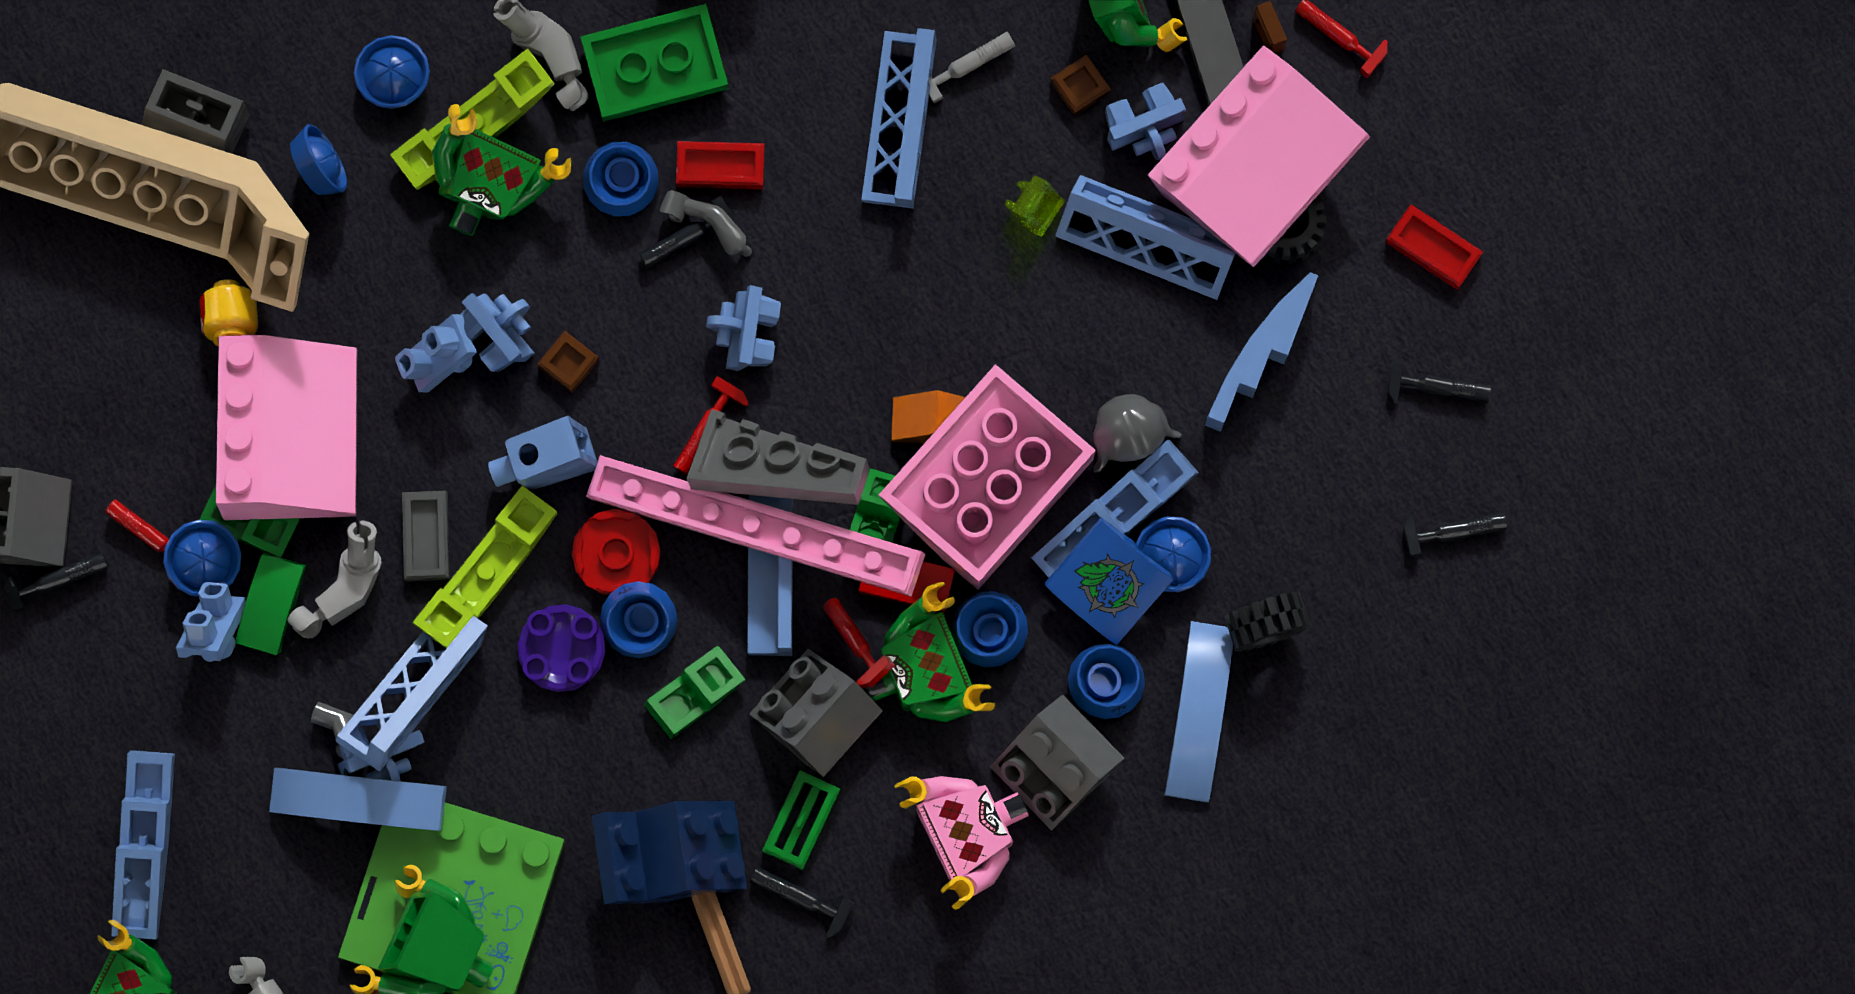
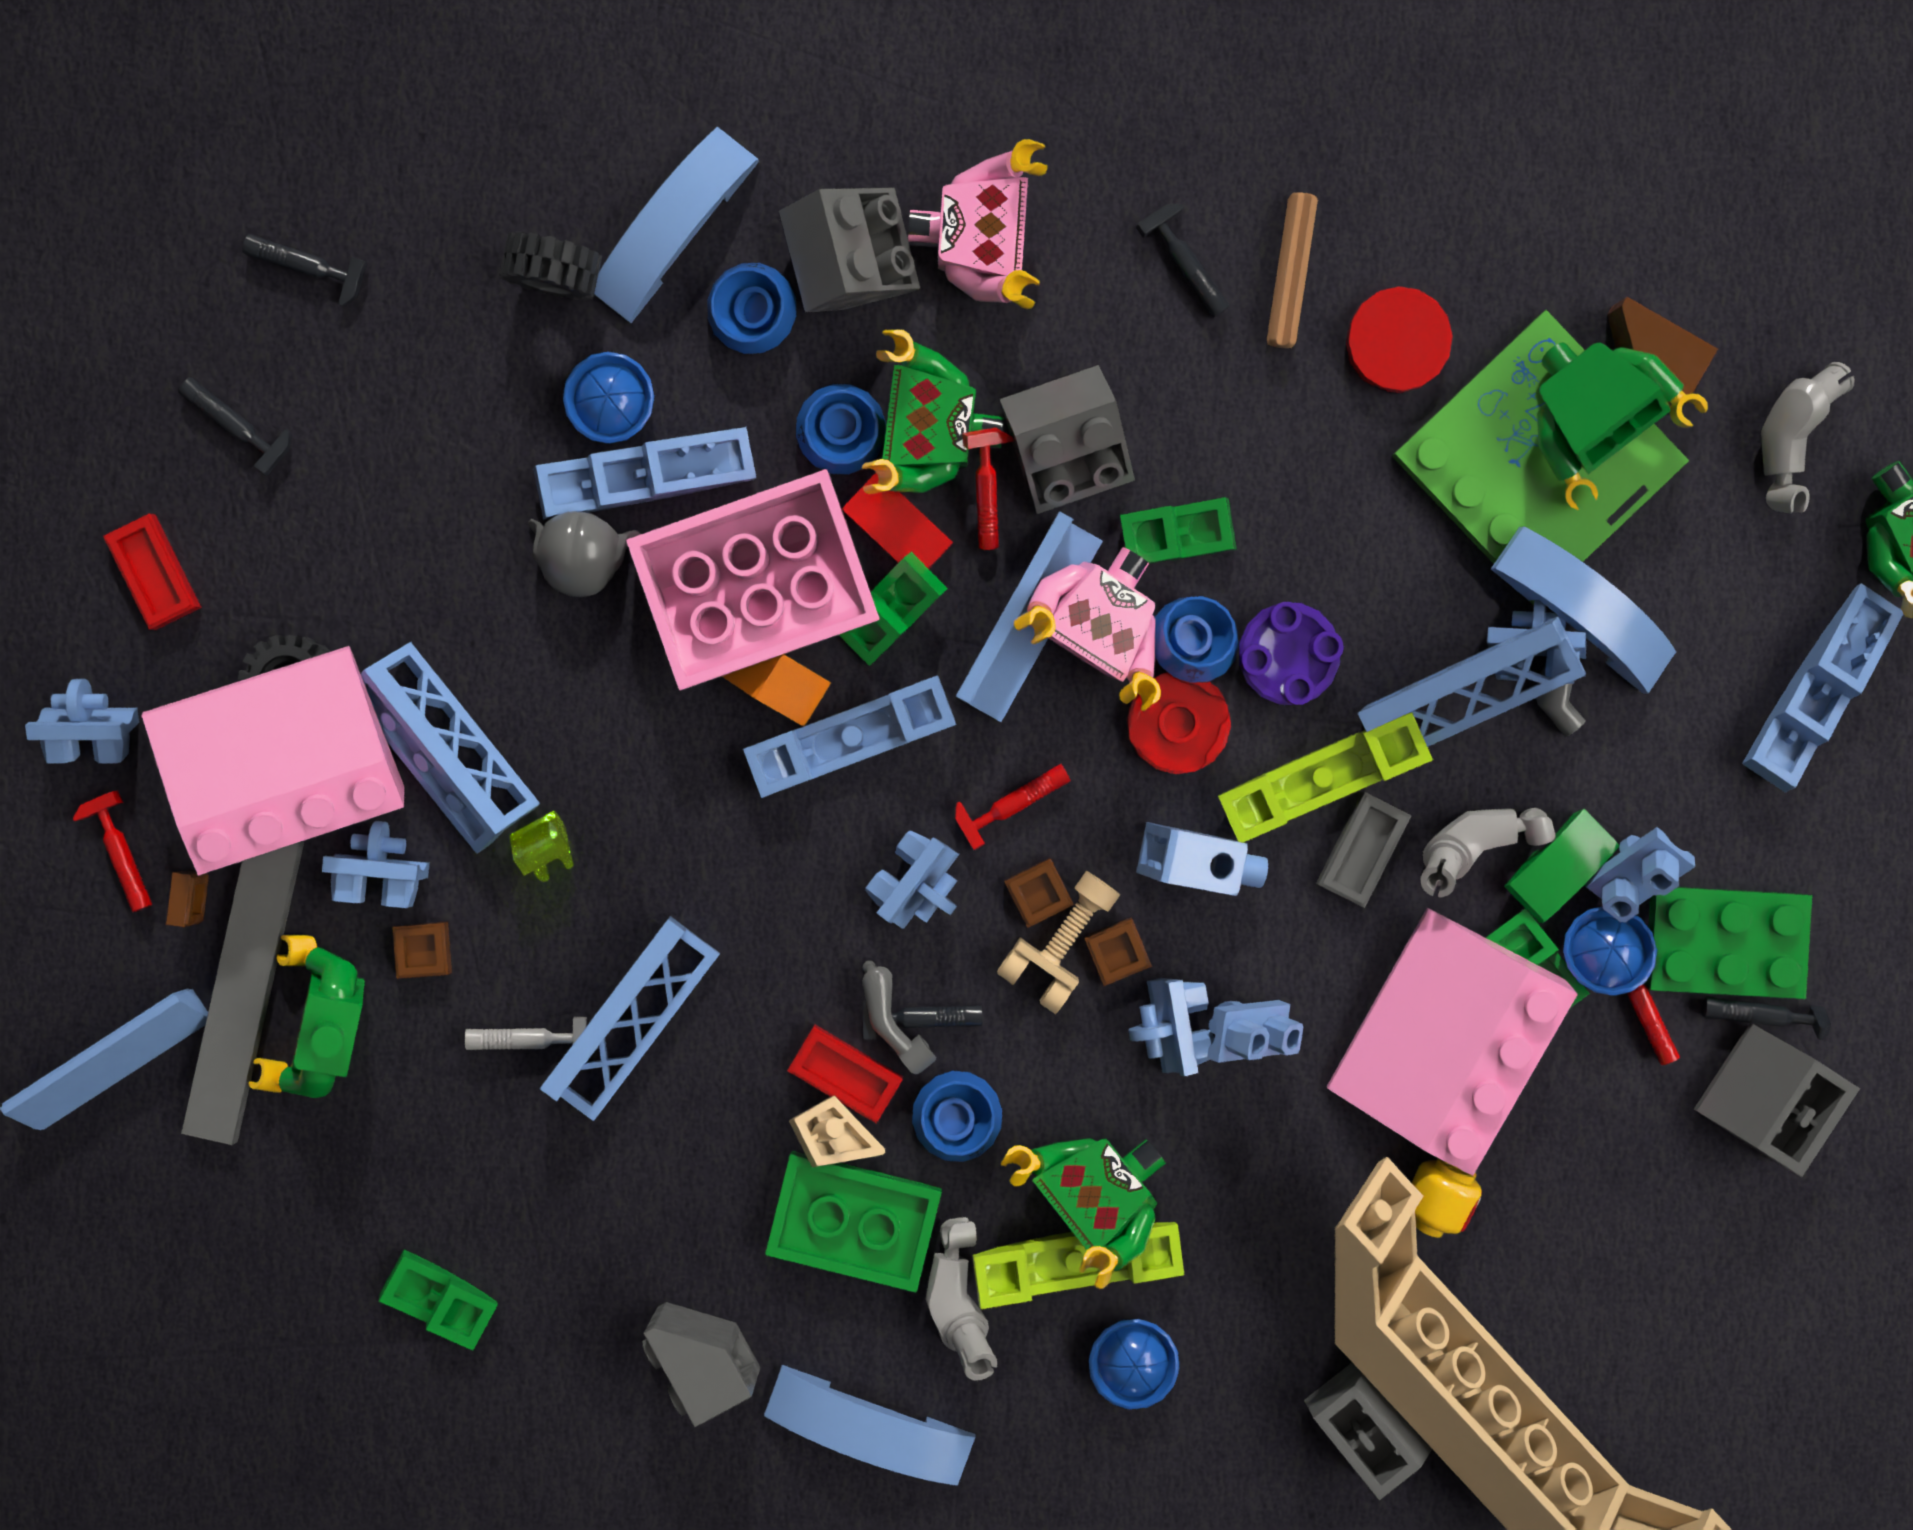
camera: 145 degrees left, 10 degrees up
(112, 618) = (1731, 942): none -> green plate
(318, 162) = (1264, 1308): blue hat -> none
(606, 935) = (1399, 339): none -> red tile
(609, 391) = (1093, 896): none -> tan bar
(651, 372) = (1038, 892): none -> reddish brown tile
(669, 852) = (1301, 372): dark blue bracket -> none
(704, 115) = (833, 1135): none -> tan piece
(717, 587) = (1100, 621): none -> bright pink torso
(756, 526) = (1030, 669): bright pink tile -> none
(760, 463) = (984, 722): dark grey wing -> none
(785, 854) = (1107, 367): green tile -> none
(866, 393) = (850, 736): none -> medium blue slope
(1108, 581) = (690, 402): blue slope -> none
(1269, 341) = (374, 565): medium blue slope -> none
(1418, 112) = (83, 717): none -> medium blue hips

